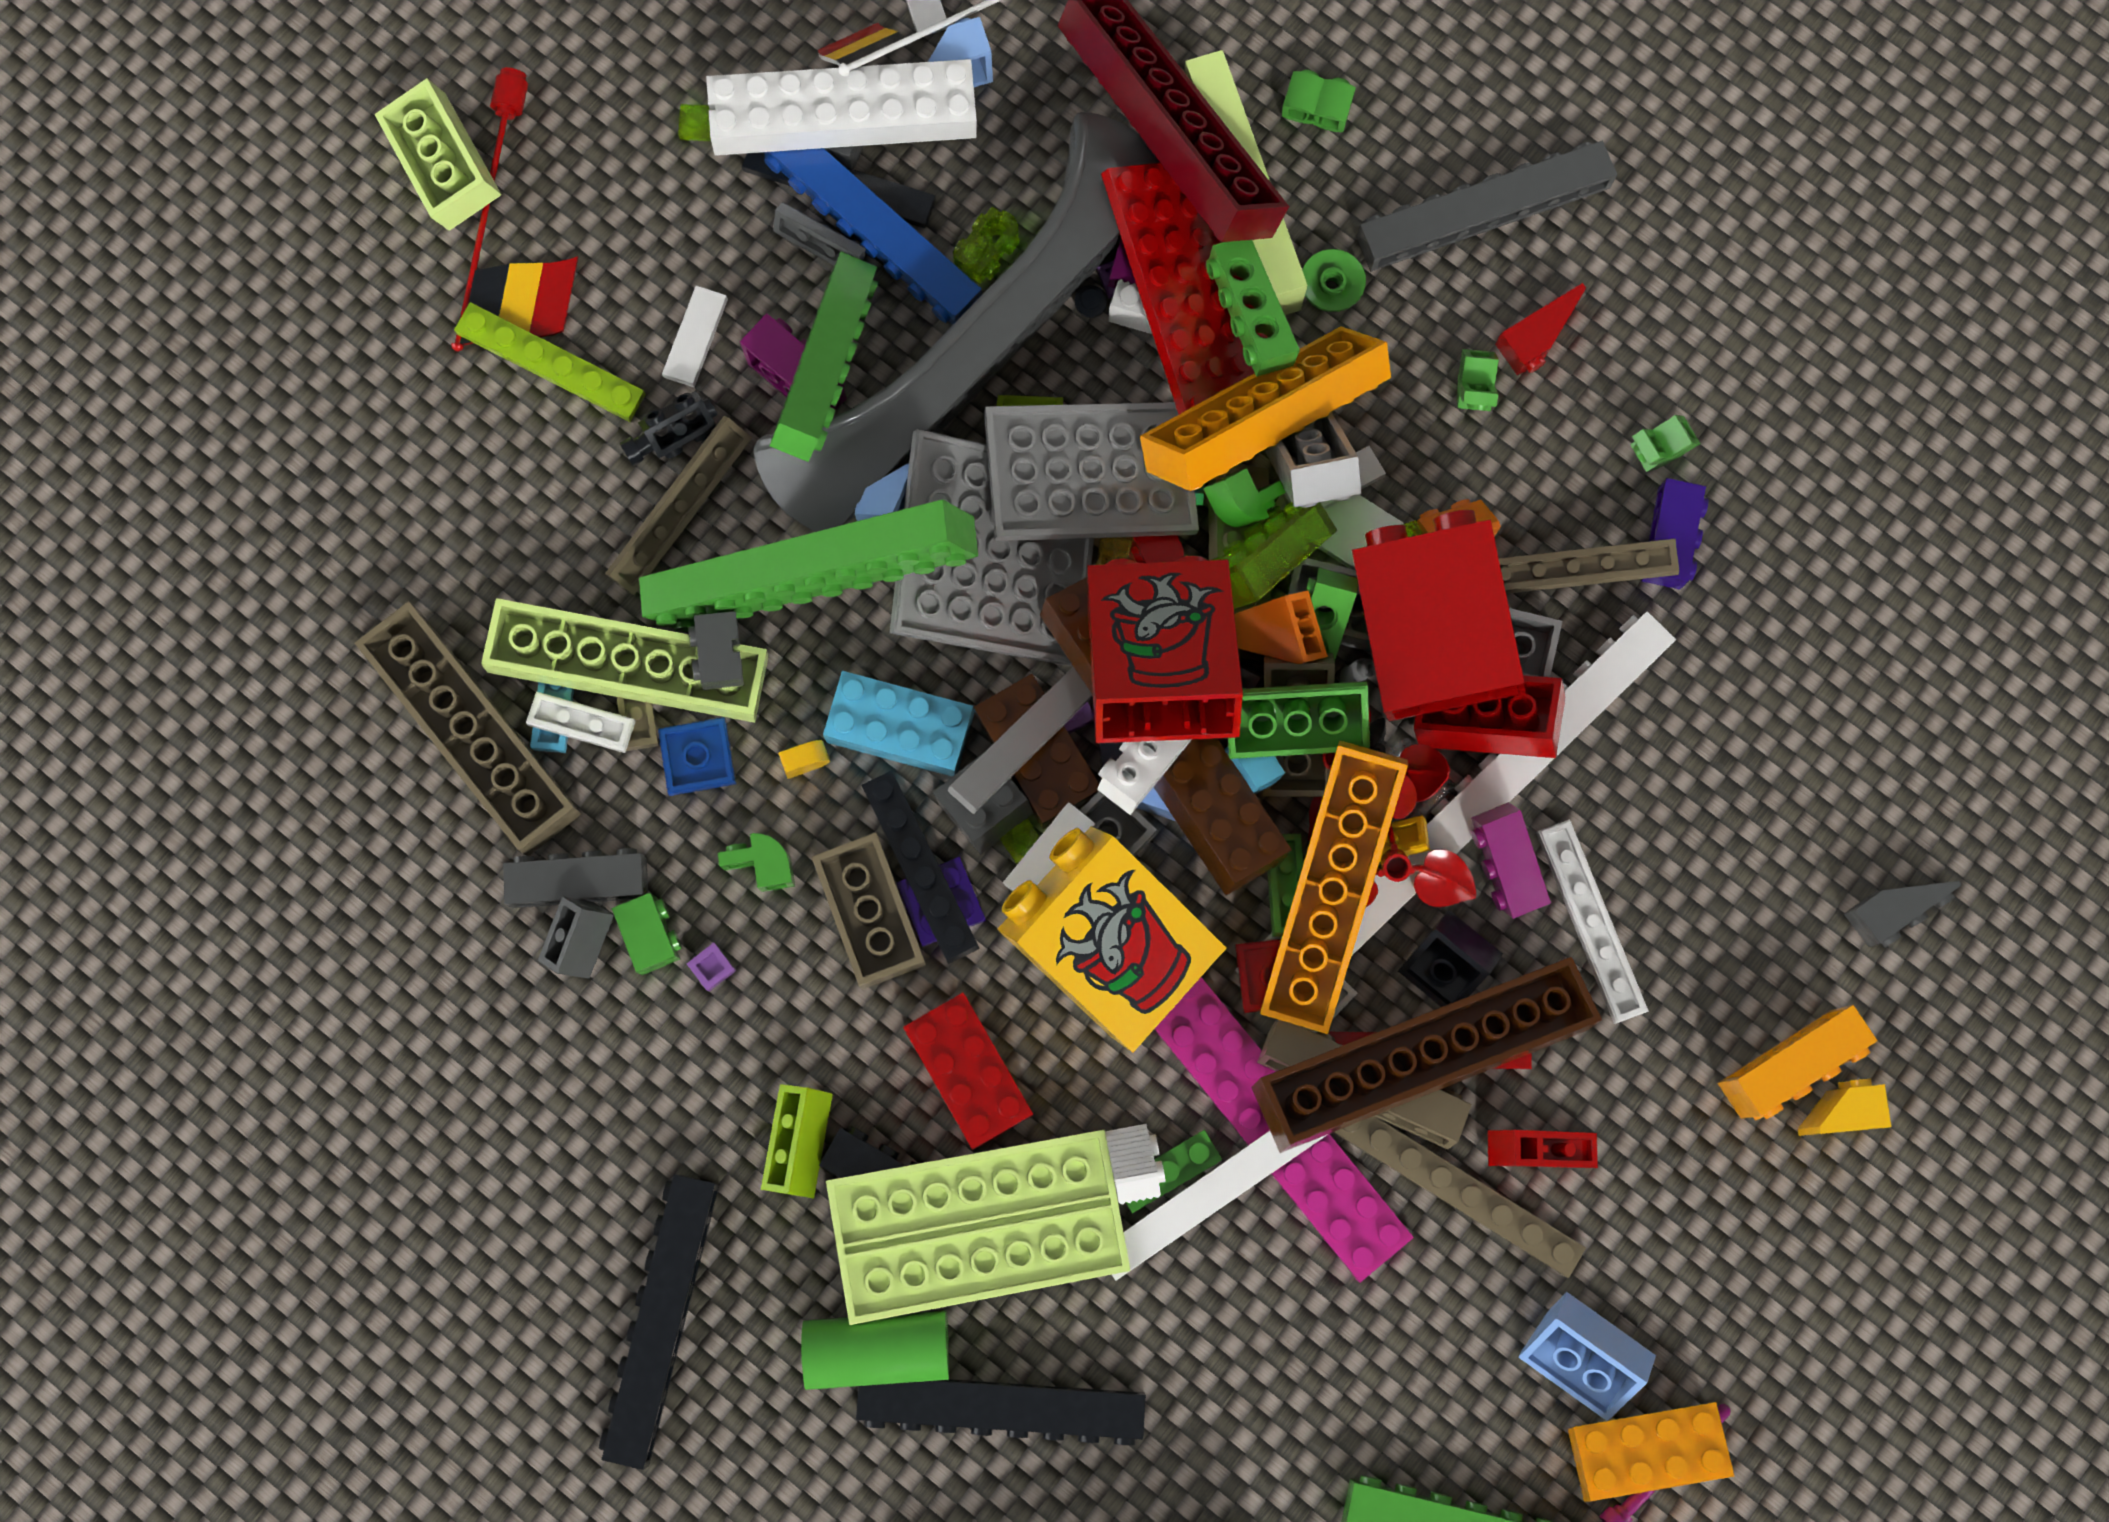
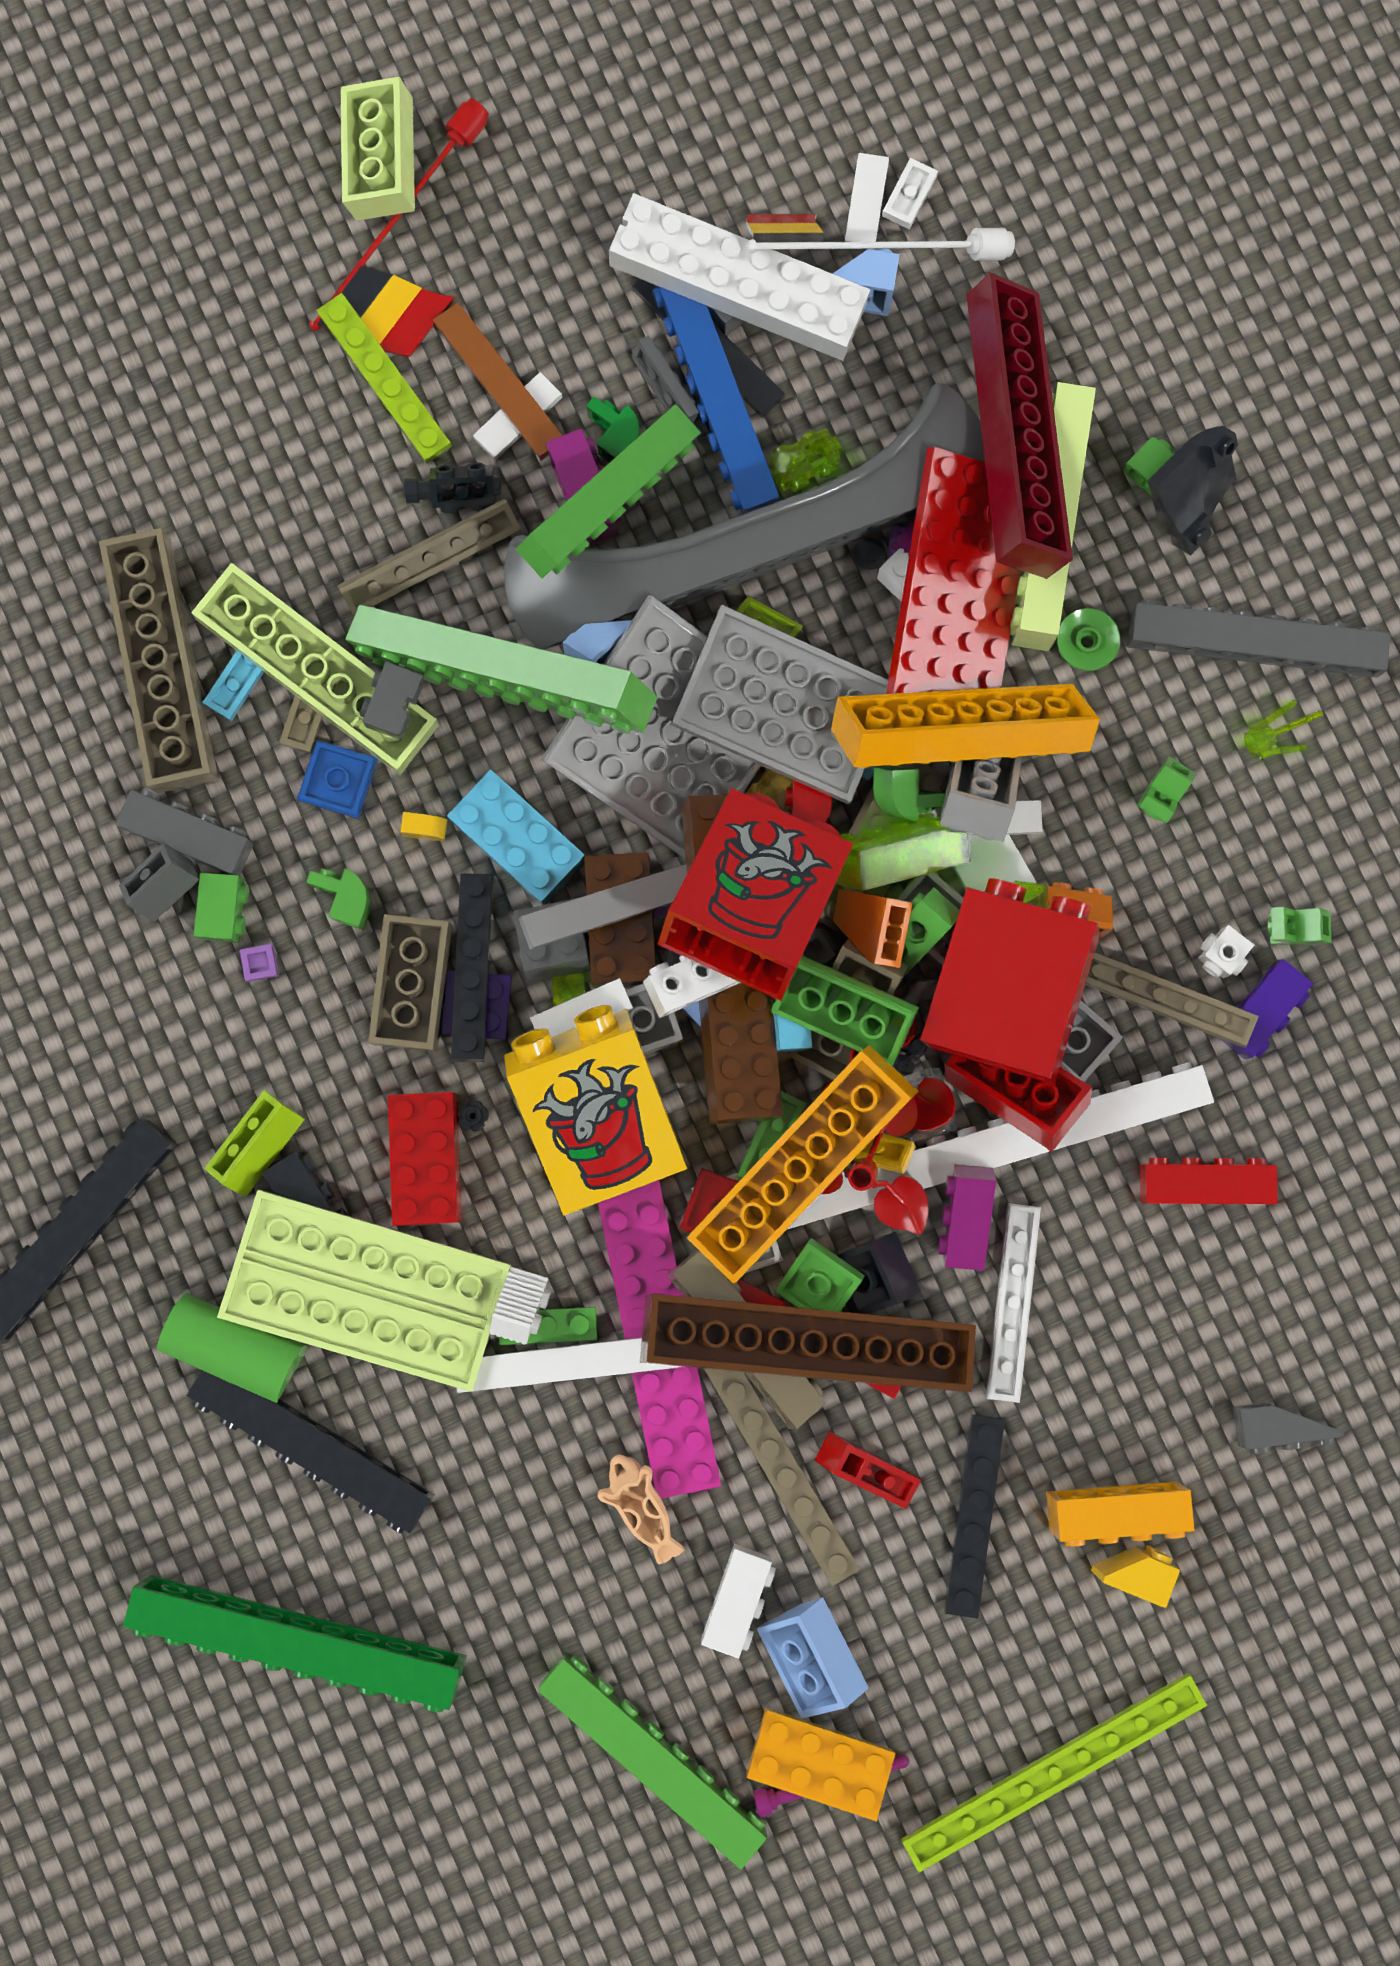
camera: 30 degrees right, 5 degrees up
(580, 722) = (253, 702): white tile -> none
(659, 311) = (497, 379): none -> dark orange tile
(694, 122) = (608, 224): clear neon green plate -> none
(799, 300) = (620, 428): none -> green brick
(991, 1017) = (464, 1112): none -> black plate
(1255, 289) = (985, 677): bright green brick -> none
(1349, 1296) = (640, 1506): none -> light nougat animal
(1354, 95) = (1192, 486): none -> black slope
(1402, 991) = (819, 1280): none -> bright green plate
(1488, 1339) = (738, 1601): none -> white brick
(1532, 338) = (1236, 776): red slope -> none
(1538, 292) = (1261, 739): none -> clear neon green plant
(1610, 499) = (1234, 948): none -> white brick
(1664, 1141) = (974, 1516): none -> black plate
(1709, 718) = (1208, 1183): none -> red brick
(1868, 1345) = (1053, 1772): none -> lime plate

